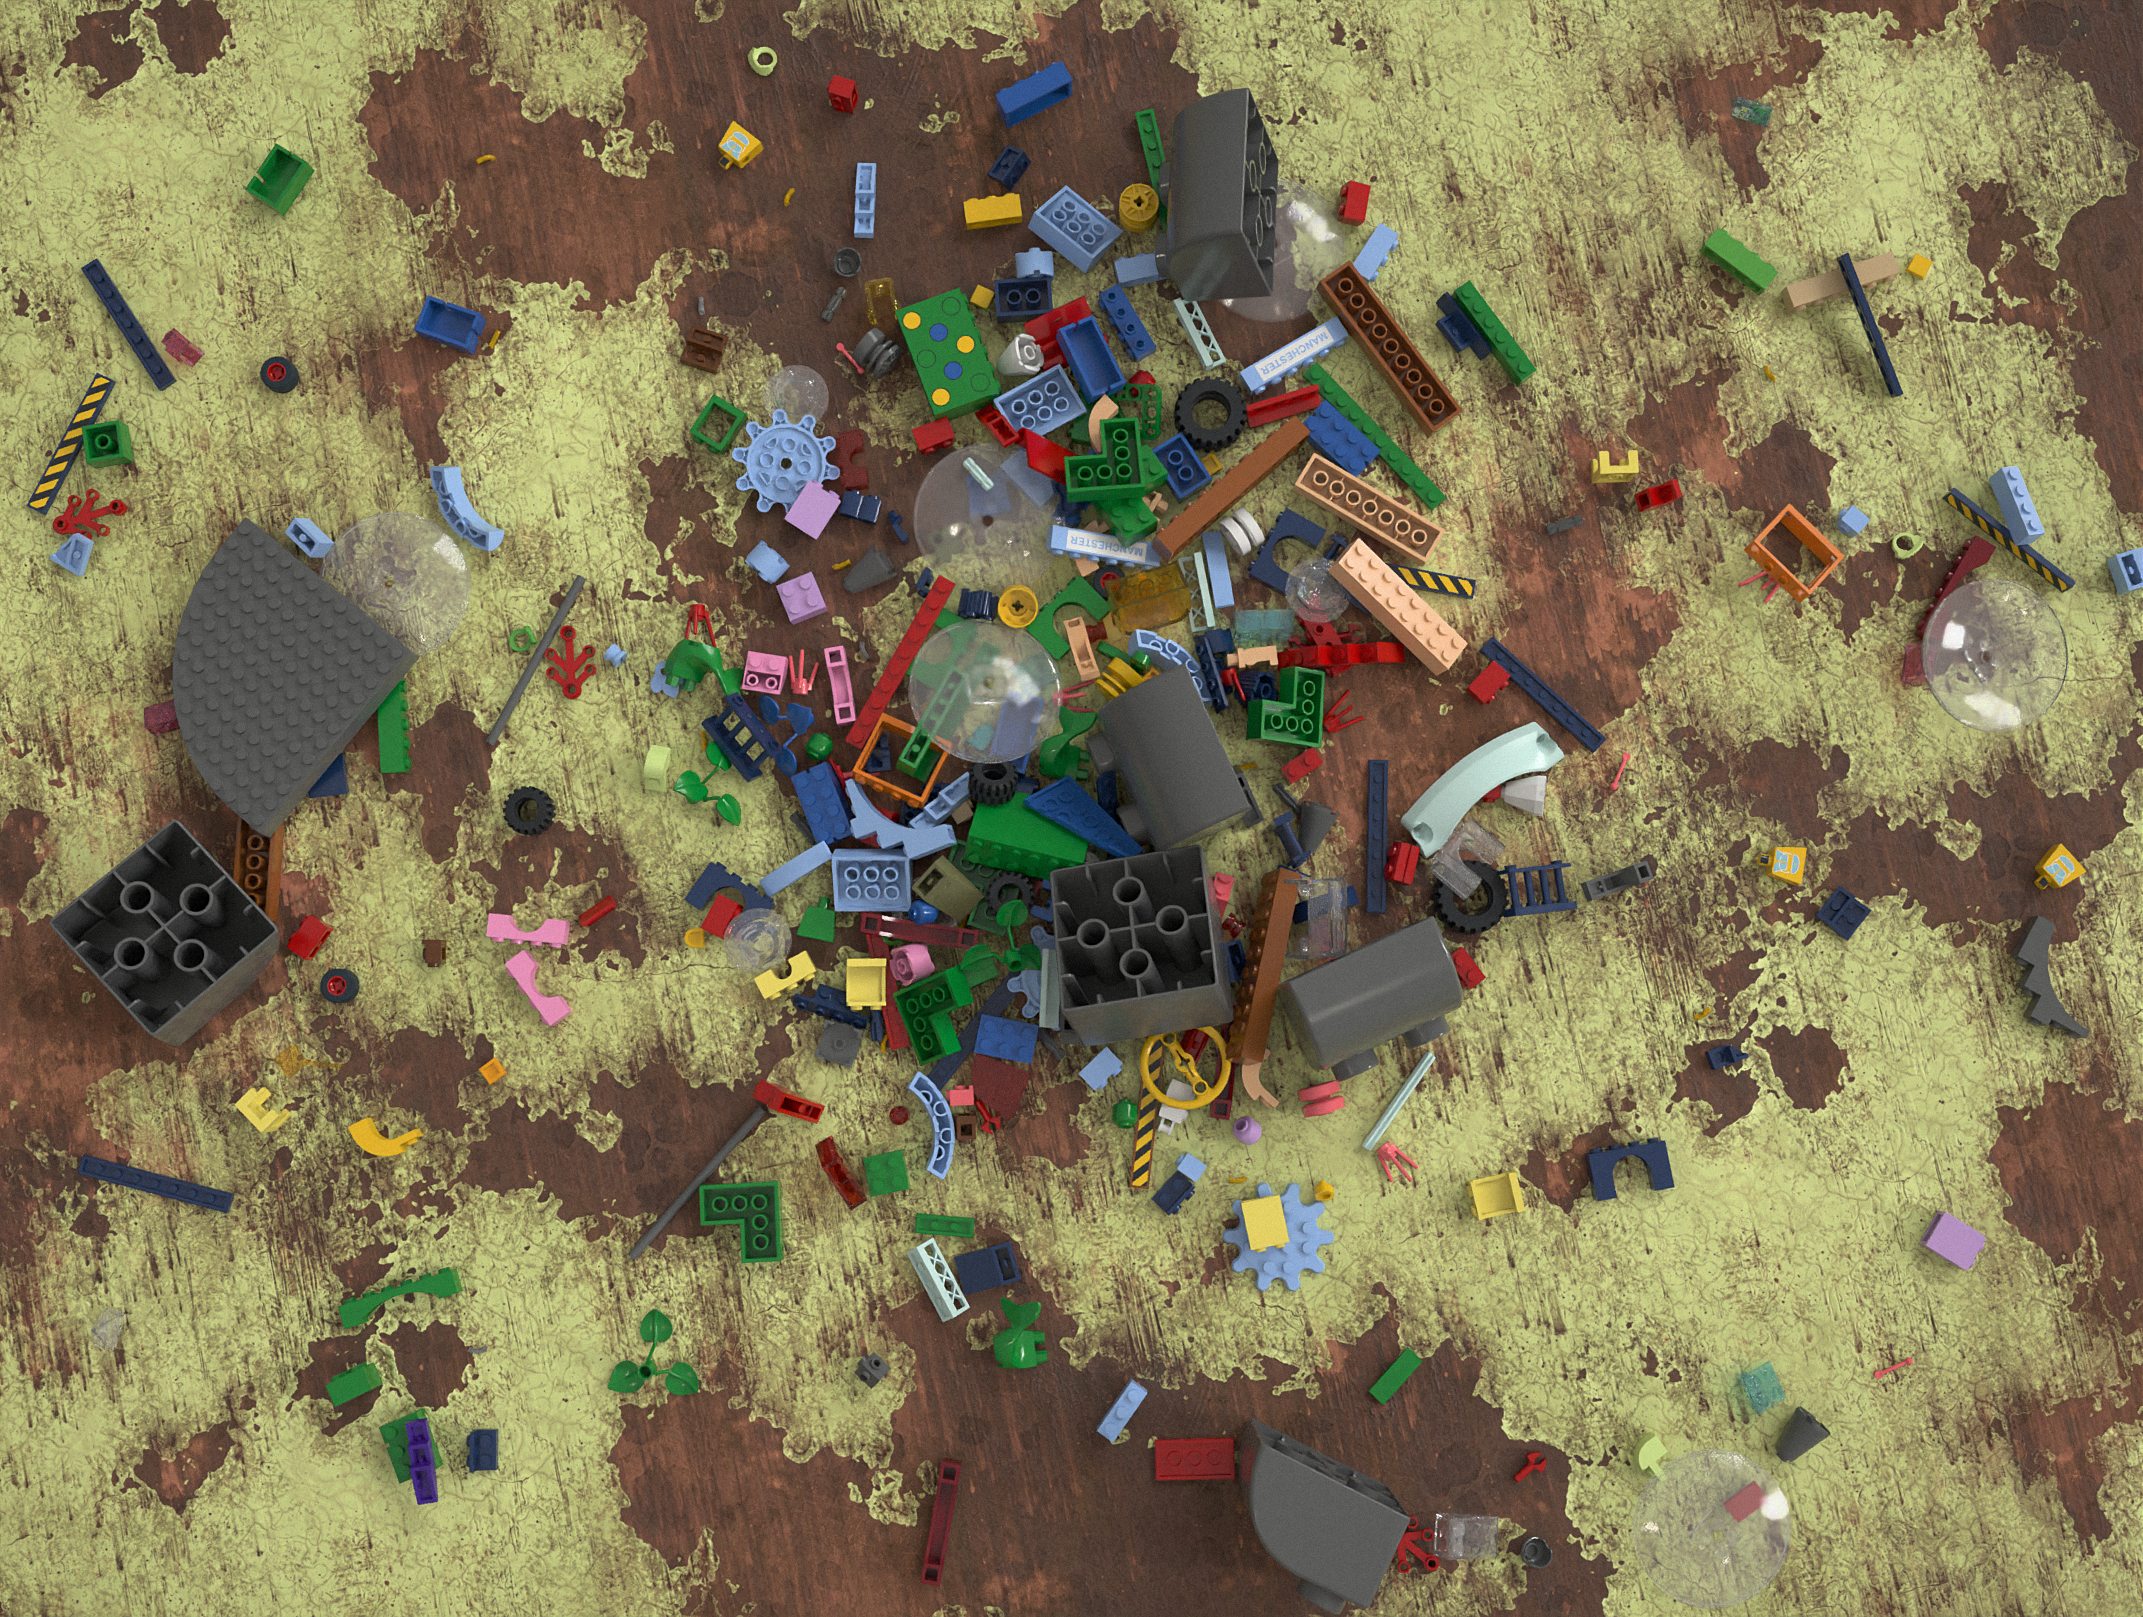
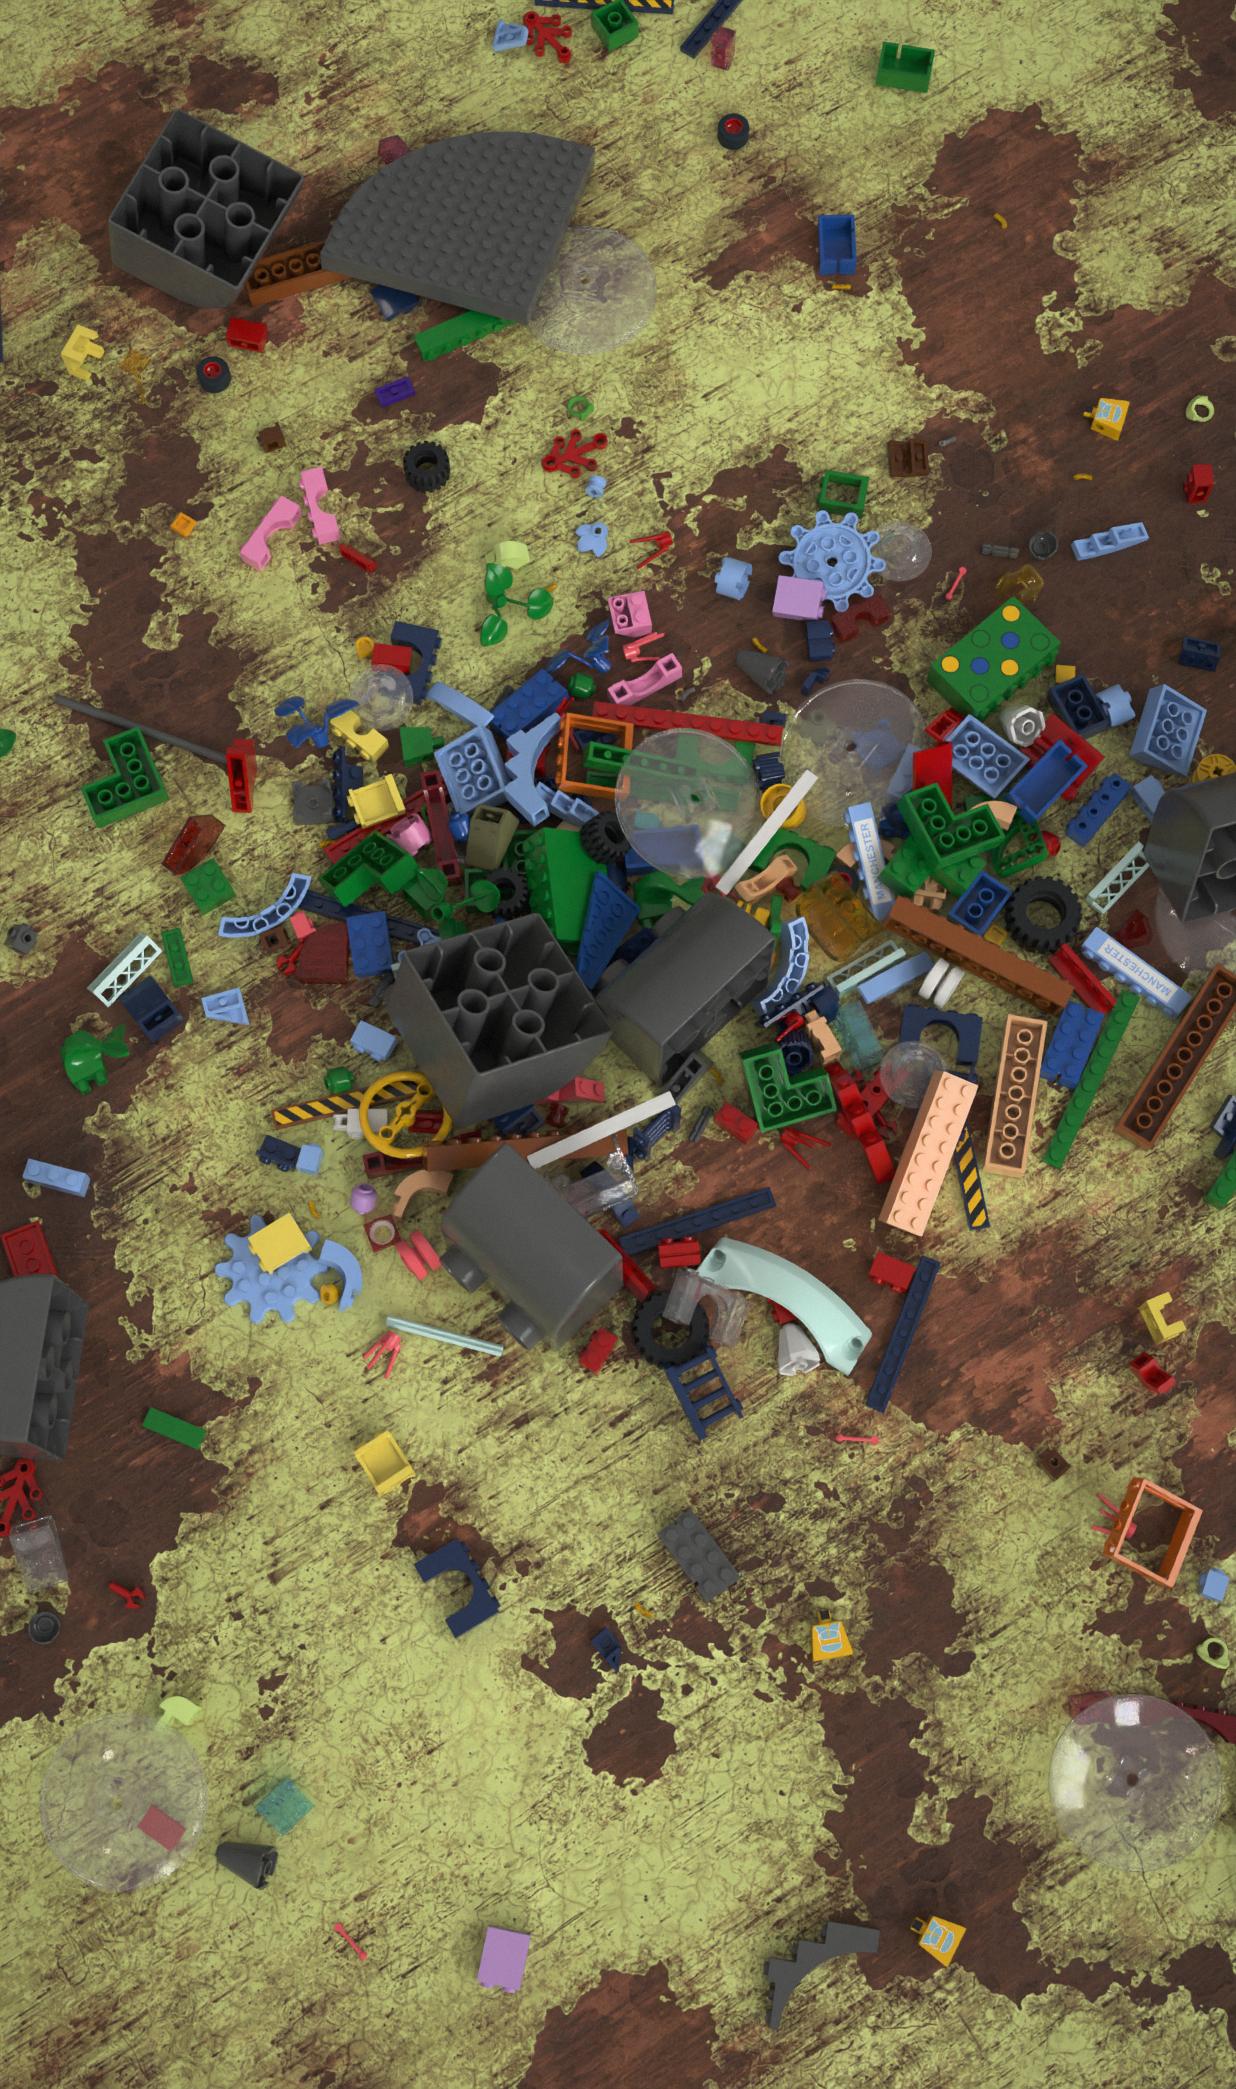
camera: 70 degrees right, 10 degrees down
(309, 537) = (598, 205): light blue brick -> none
(372, 1141) = (86, 448): yellow arch -> none
(432, 813) = (394, 391): none -> dark purple plate
(459, 511) = (674, 313): light blue brick -> none
(535, 660) = (565, 424): dark grey piece -> none
(693, 660) = (614, 549): green hips -> none
(730, 746) = (552, 610): dark blue fence -> none
(775, 1029) = (300, 733): none -> blue plant
(802, 598) = (713, 621): lavender brick -> none
(877, 353) = (968, 599): dark grey wheel -> none
(897, 1117) = (263, 875): clear red wheel -> none
(934, 436) = (913, 678): red brick -> none
(978, 474) = (889, 718): light aqua axle -> none
(993, 211) = (1150, 653): yellow brick -> none
(1013, 1194) = (226, 1007): none -> light blue wing
(1041, 630) = (766, 832): none -> white sticker
(1253, 340) = (1135, 931): none -> clear red slope
(1281, 894) = (601, 1130): none -> white sticker
(1292, 1133) = (371, 1226): none -> clear red piece
(1306, 1167) = (347, 1266): none -> light blue arch
(1314, 824) = (684, 1155): dark grey cone -> none
(1393, 917) = (633, 1276): none -> red fence
(1564, 524) = (1082, 1292): dark grey axle -> none
(1617, 881) = (741, 1469): dark grey arch -> none
(1676, 948) = (698, 1556): none -> dark grey piece
(1710, 608) = (1053, 1472): none -> reddish brown brick
(1843, 913) = (802, 1721): dark blue slope -> none

